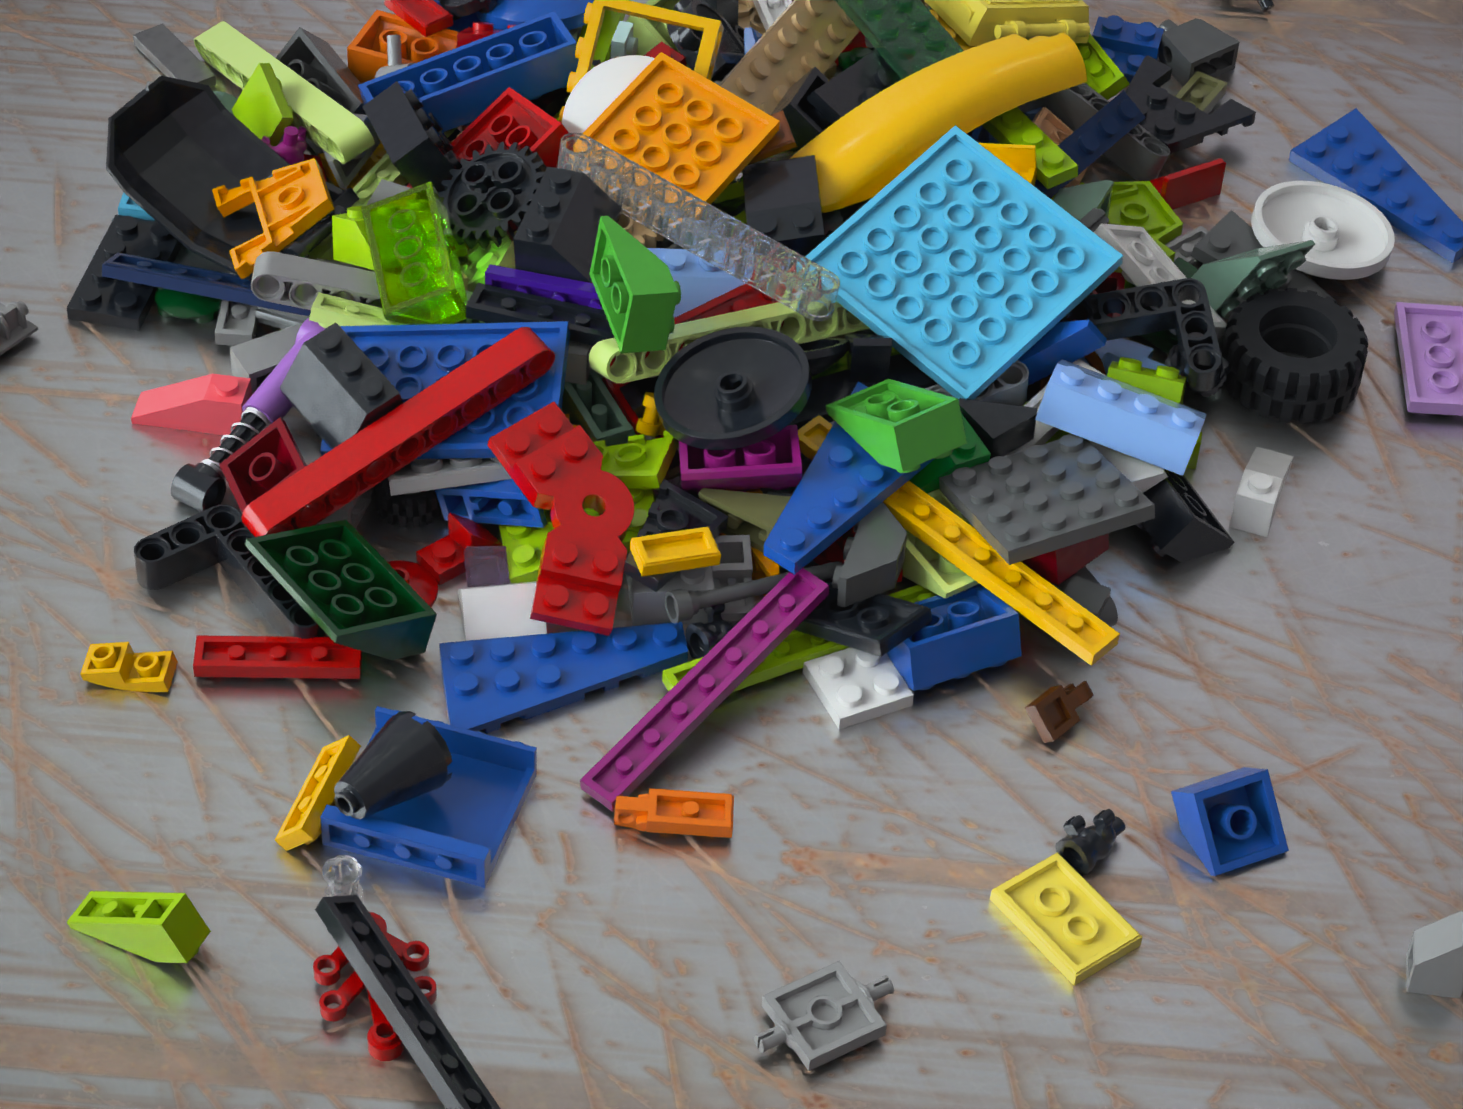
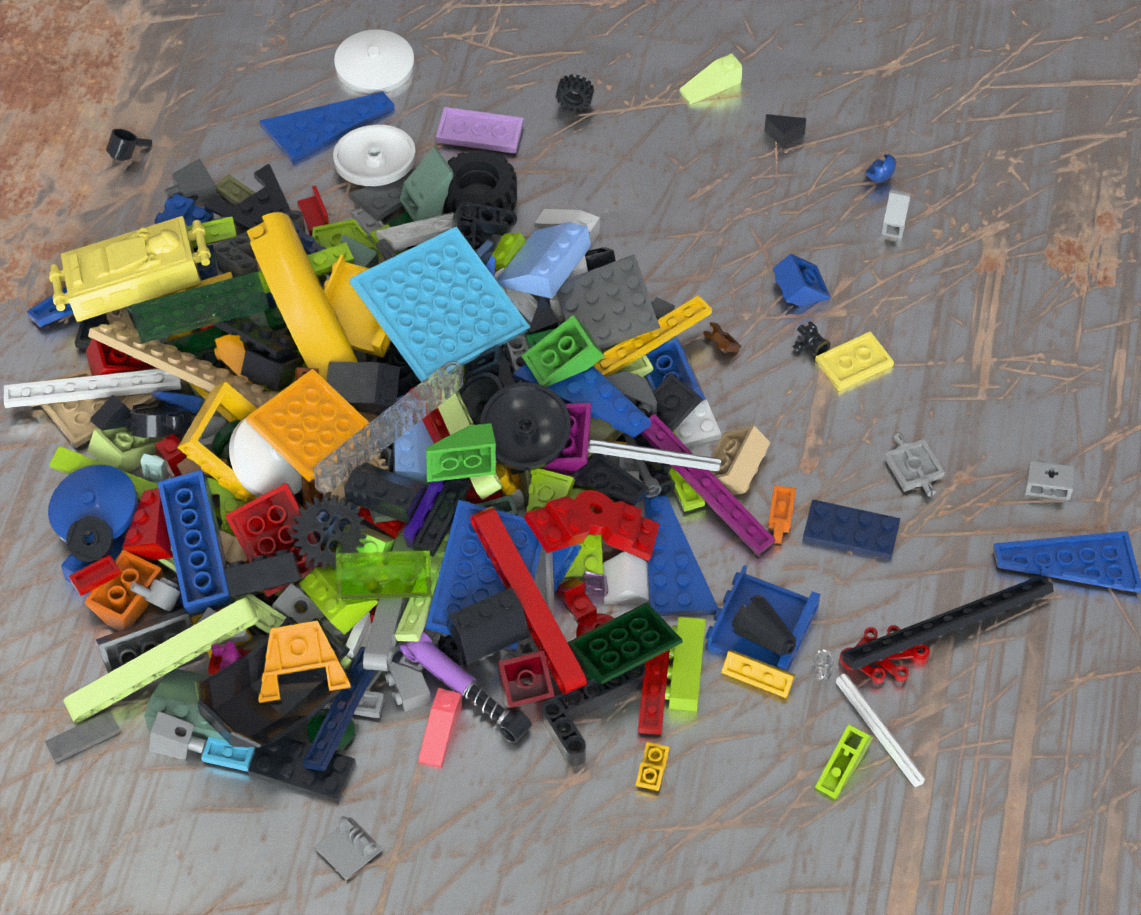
camera: 80 degrees left, 10 degrees up
(207, 983) = (880, 730): none -> white axle
(263, 105) = (190, 665): lime tile -> none
(327, 693) = (686, 665): none -> lime brick
(659, 927) = (851, 529): none -> dark blue plate
(675, 551) = (630, 476): yellow tile -> none
(735, 591) = (654, 455): none -> axle
(776, 741) = (740, 457): none -> tan slope

